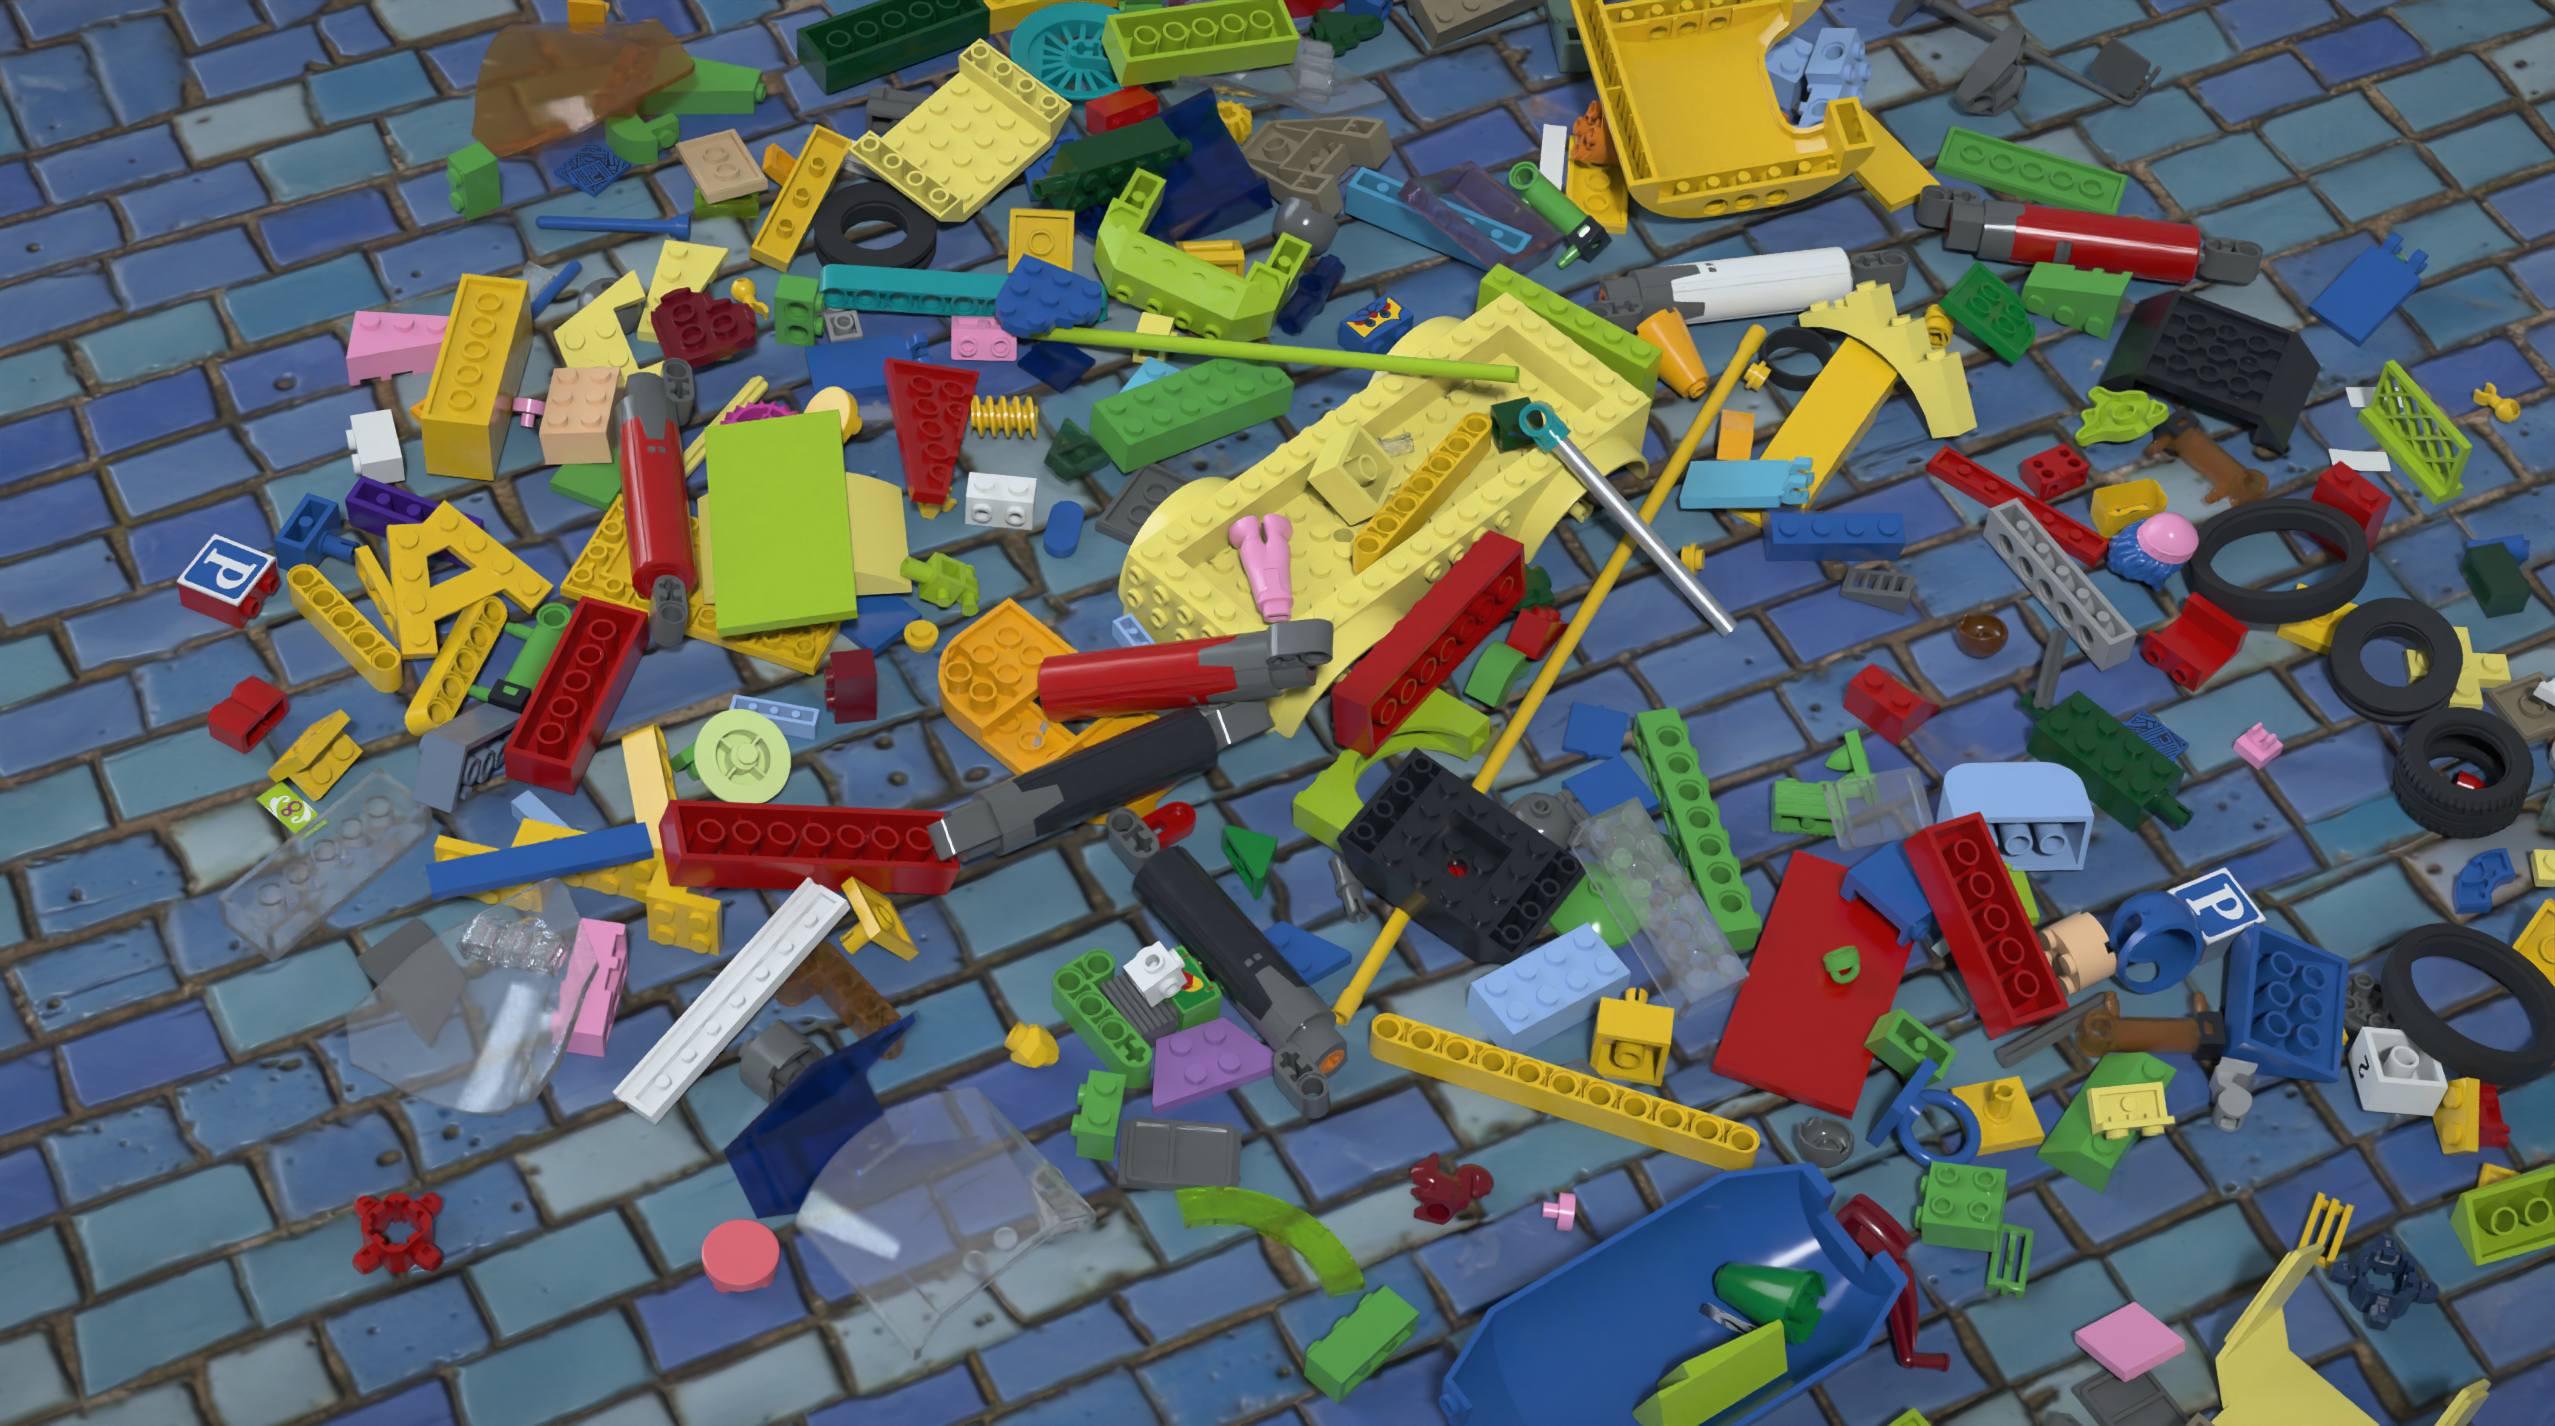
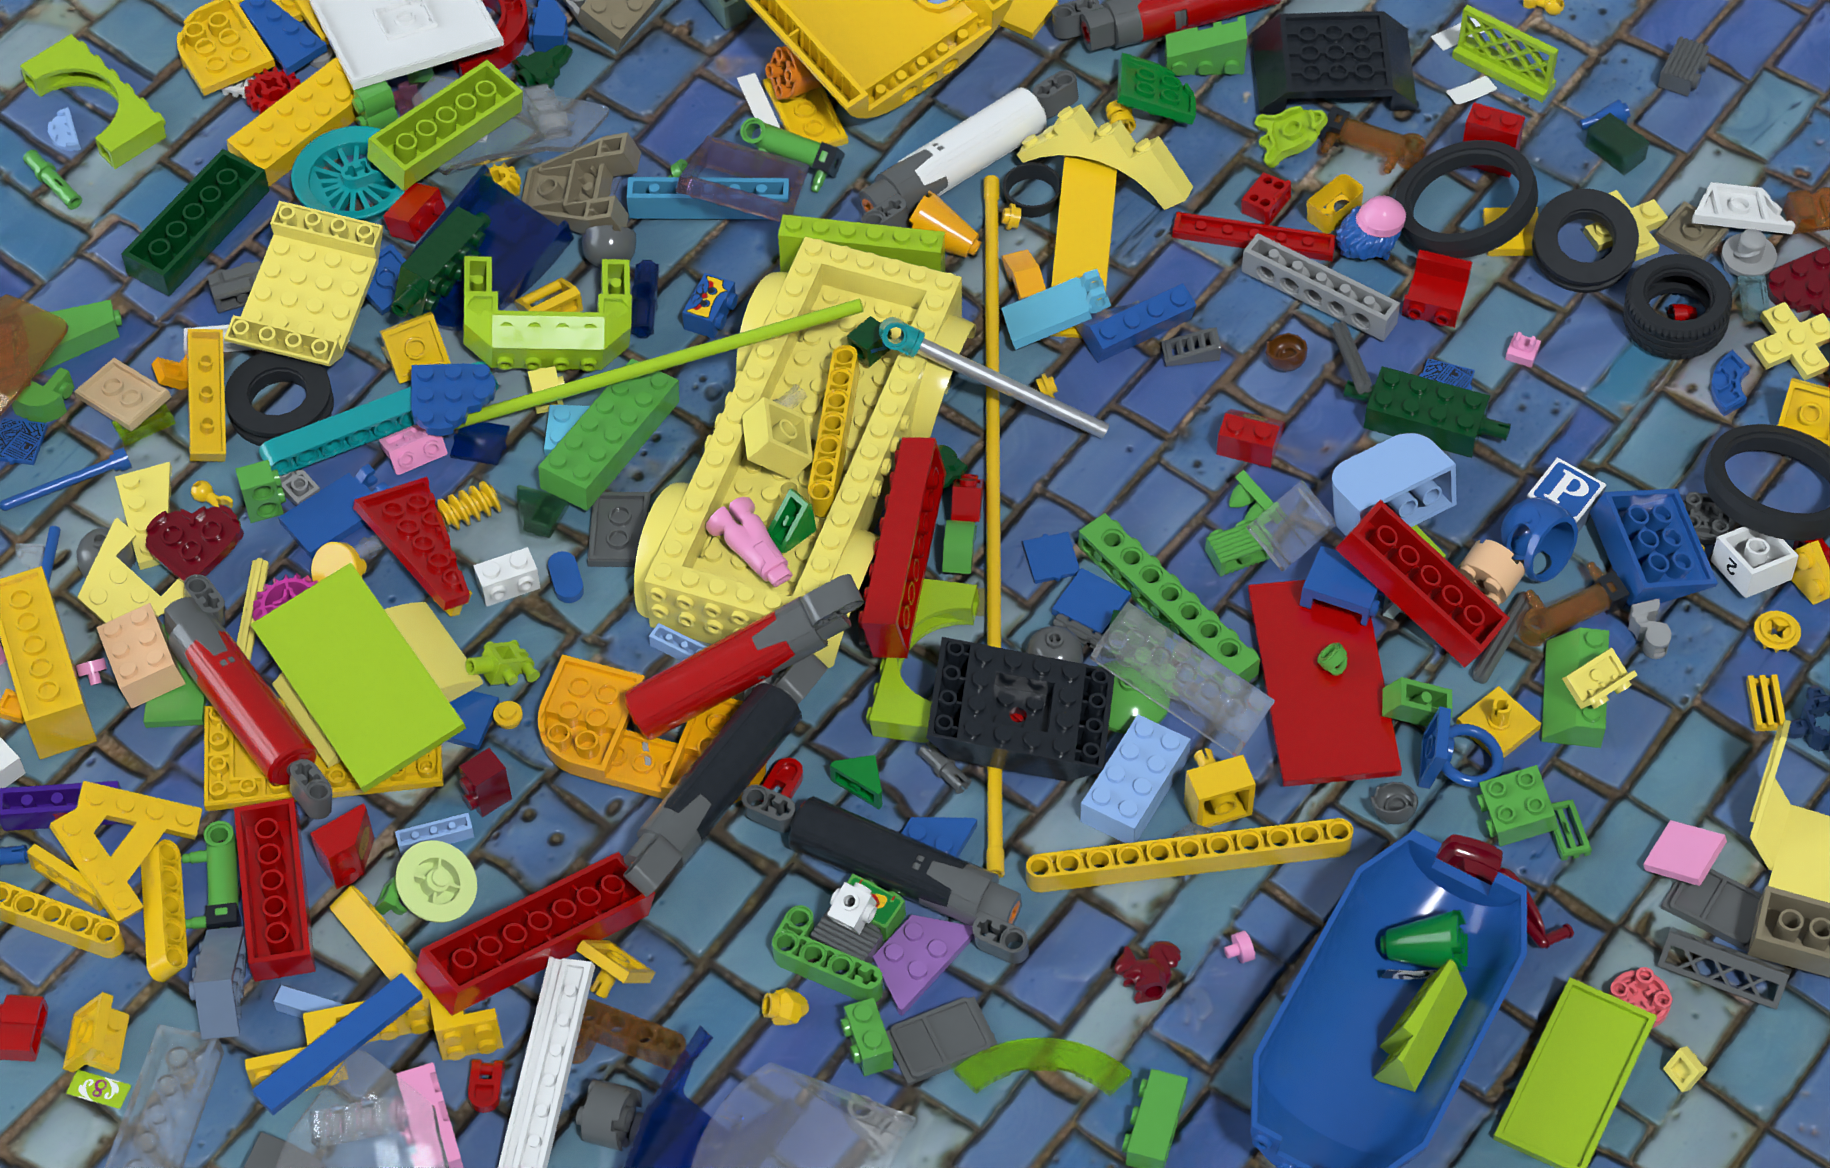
camera: 20 degrees left, 5 degrees up
(669, 988) = (485, 1093): none -> red plate
(674, 683) = (344, 846): none -> red slope
(1321, 564) = (792, 522): none -> green slope
(2393, 1155) = (1781, 622): none -> yellow gear

